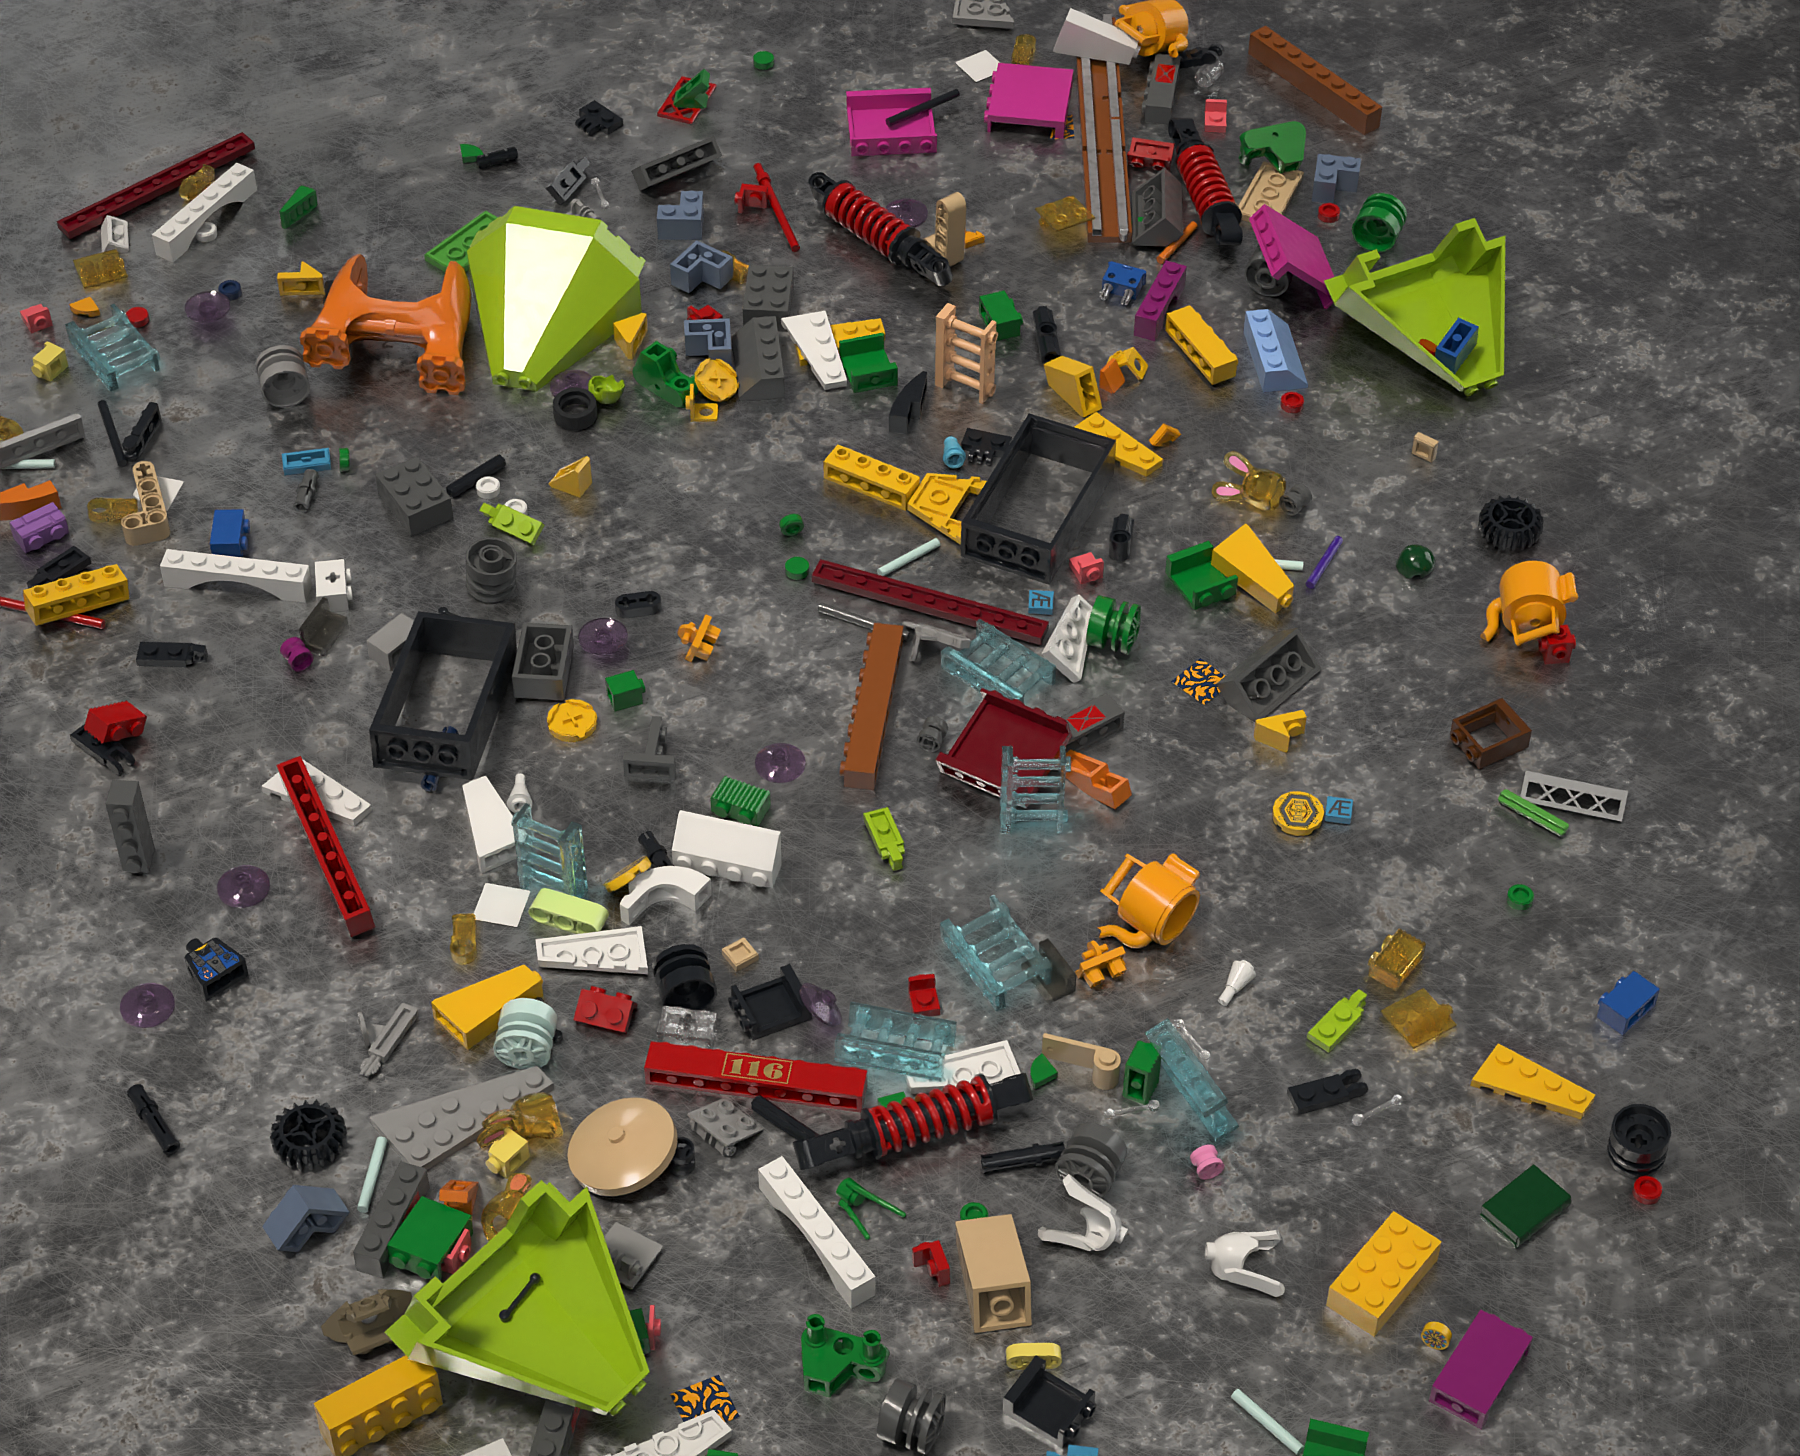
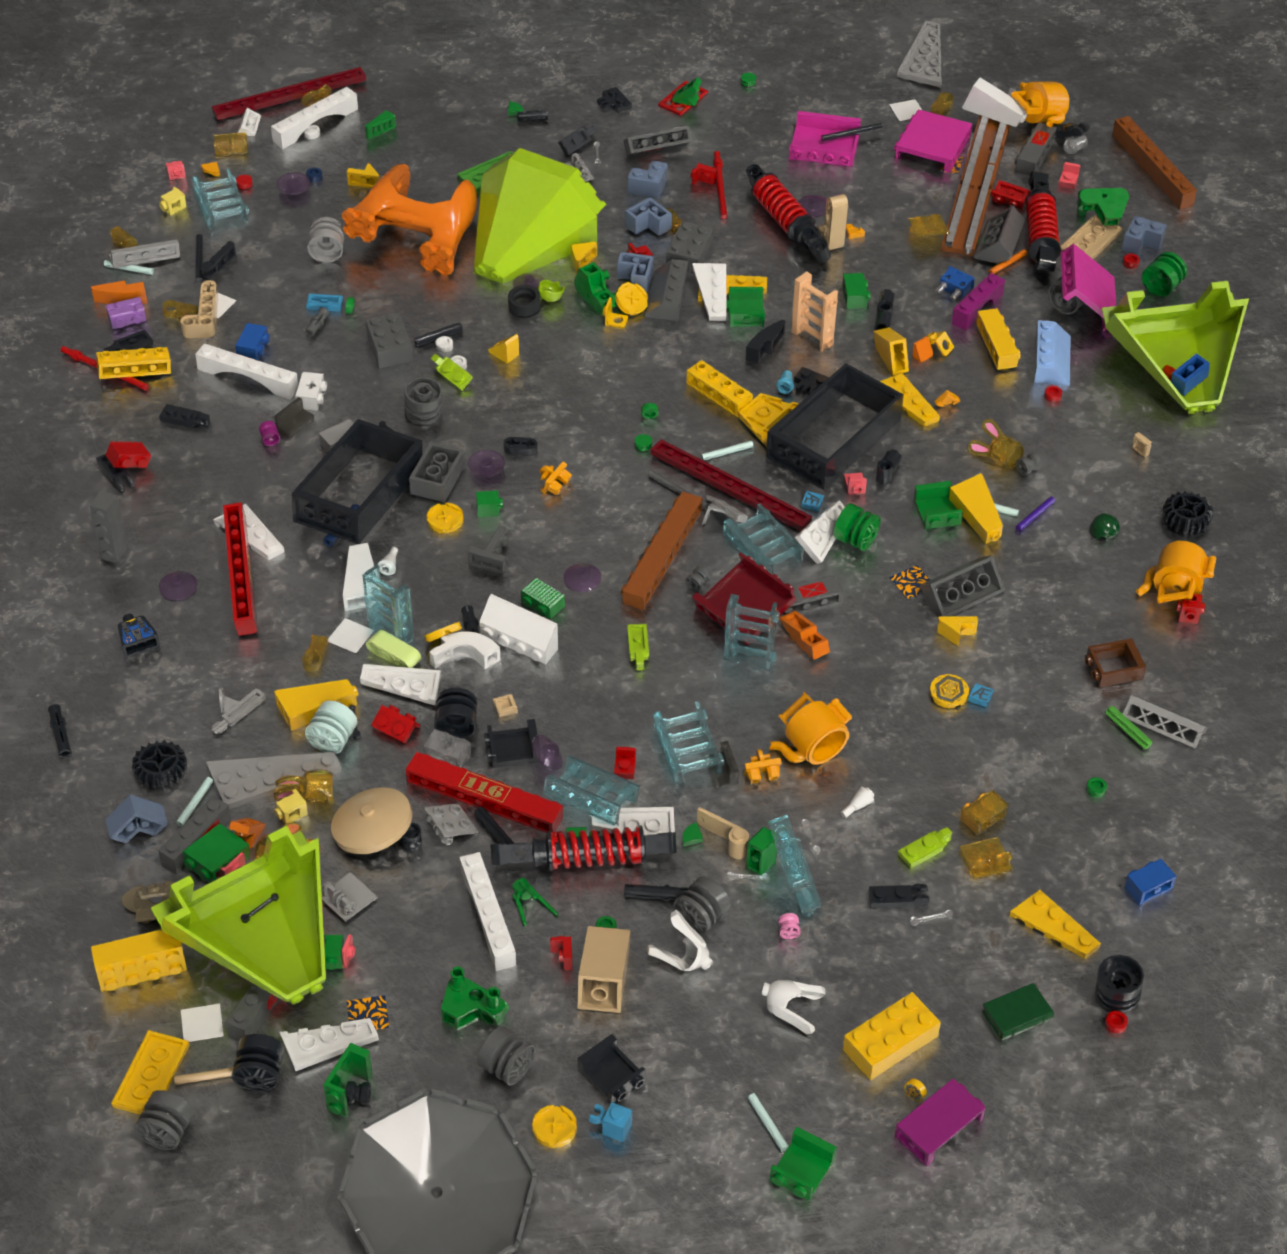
camera: 15 degrees right, 0 degrees up
(147, 1013) = (84, 653): clear purple dish -> none
(1021, 1354) = (623, 1035): light yellow beam -> none

